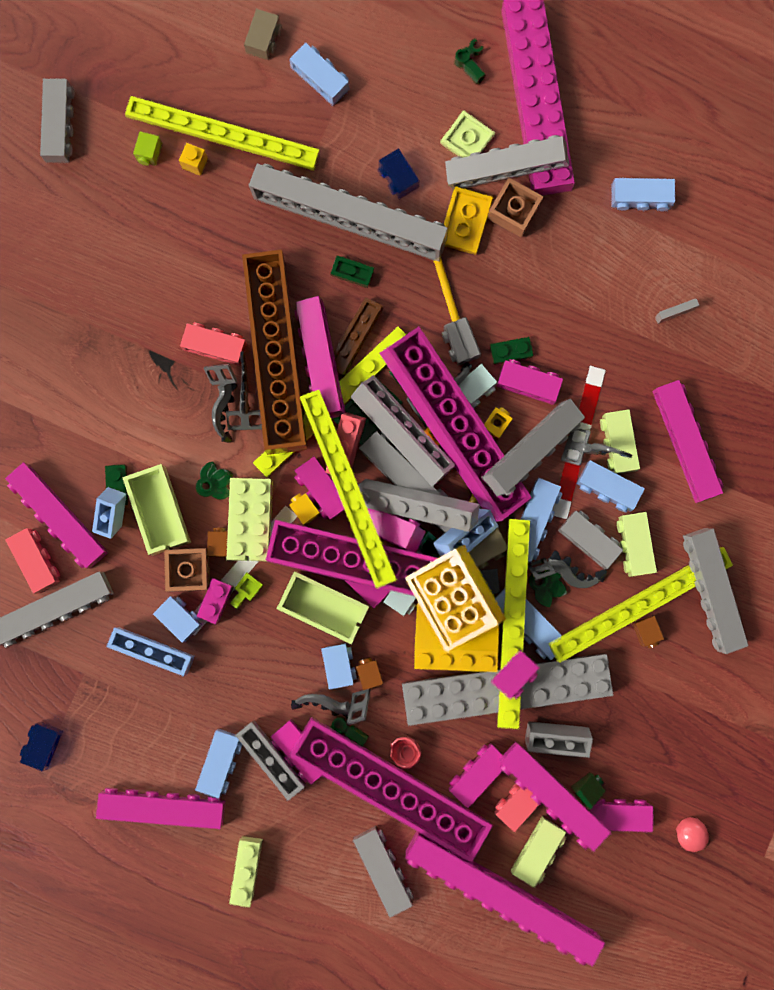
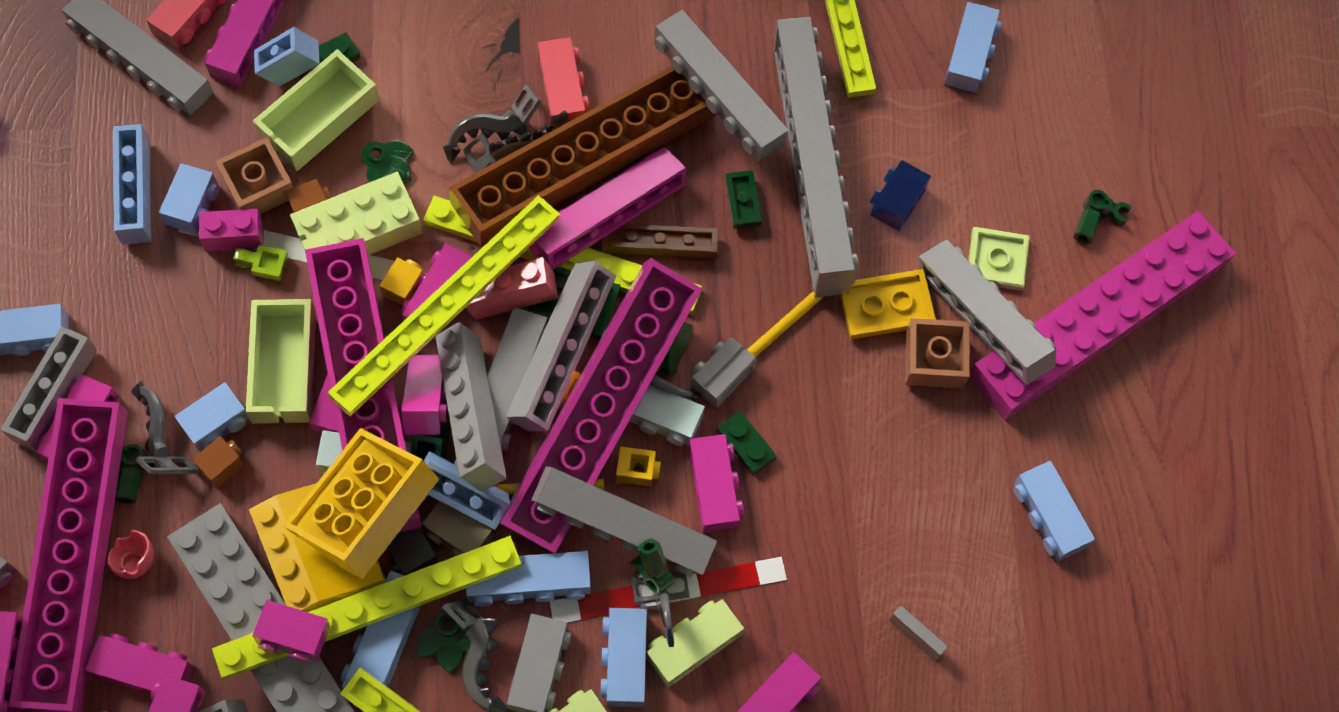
camera: 60 degrees right, 15 degrees down
(275, 245) = (720, 85): none -> light grey brick
(568, 444) = (652, 567): none -> dark green bar

